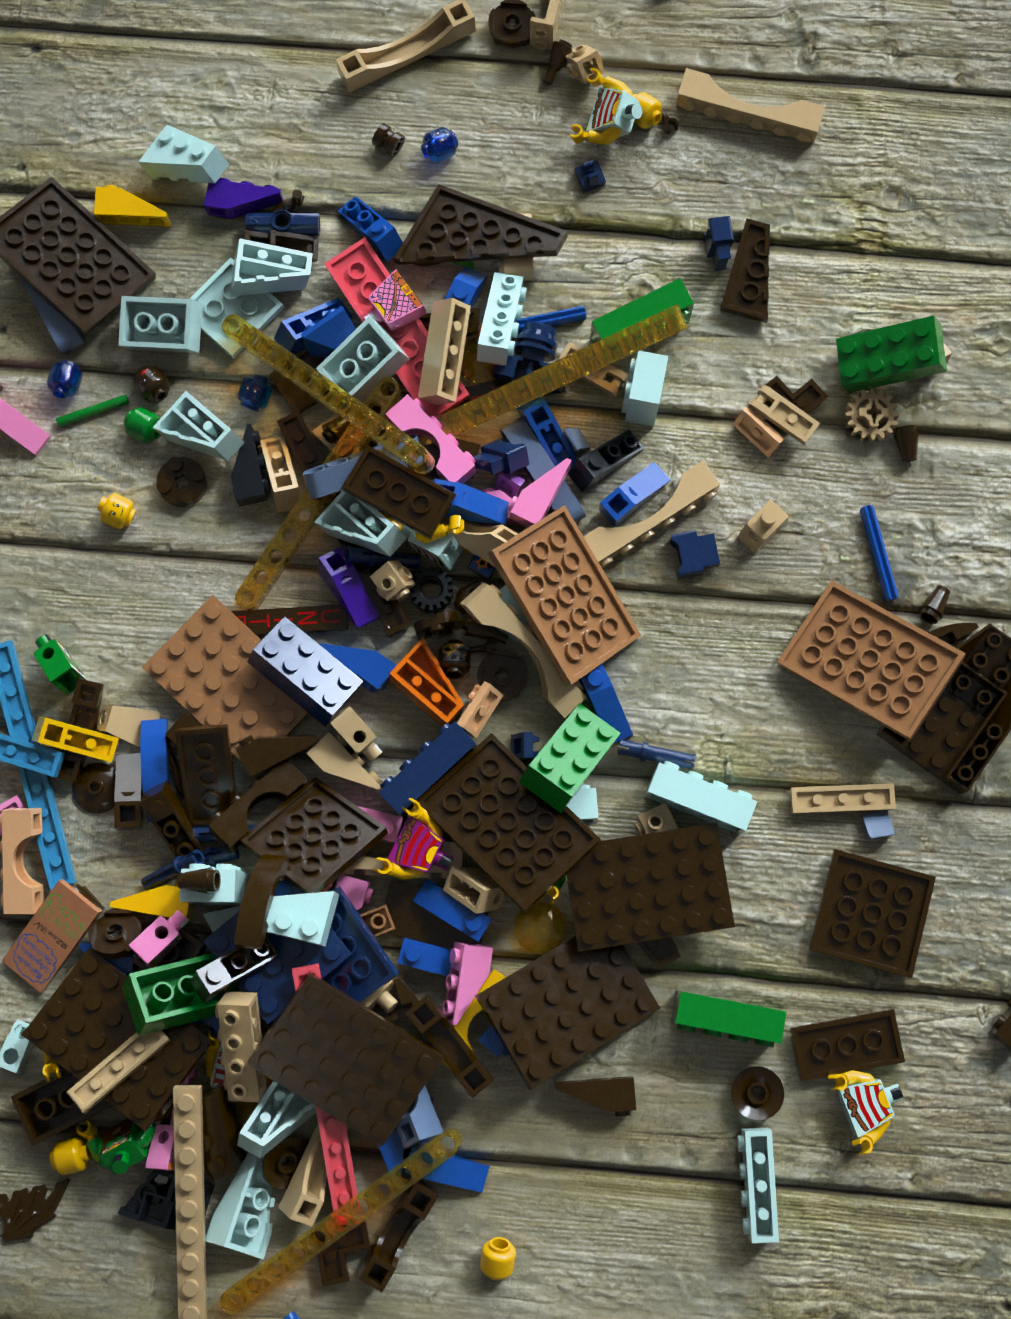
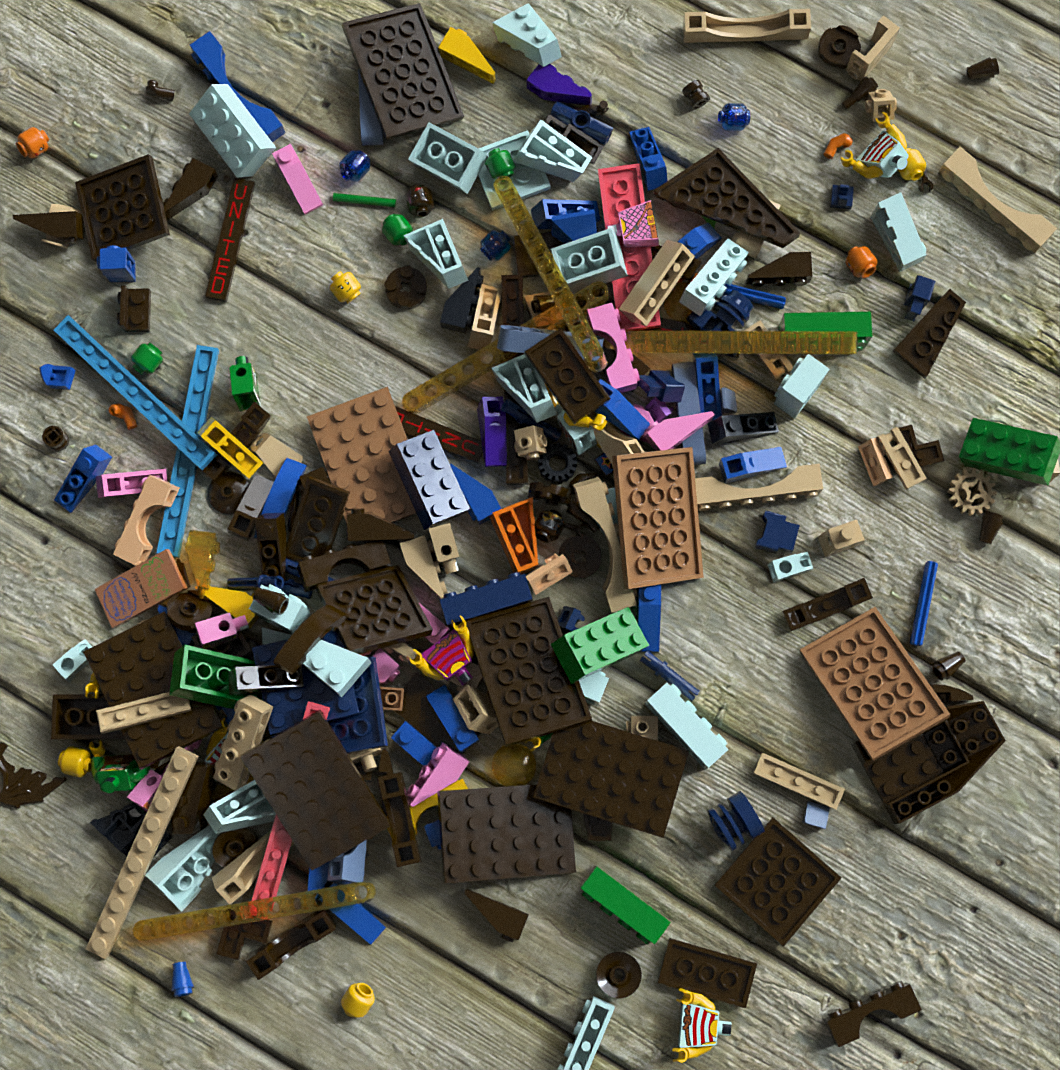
camera: 25 degrees right, 0 degrees up
(98, 867) = (200, 554): none -> clear yellow slope
(218, 305) = (500, 163): none -> green head
(557, 122) = (836, 142): none -> orange arm
(573, 274) = (790, 268): none -> dark brown slope
(643, 233) = (861, 262): none -> orange head
(666, 184) = (898, 232): none -> light aqua wedge
(724, 581) = (789, 566): none -> light aqua leg
(782, 601) = (827, 604): none -> dark brown slope
(799, 872) = (735, 821): none -> dark blue wheel

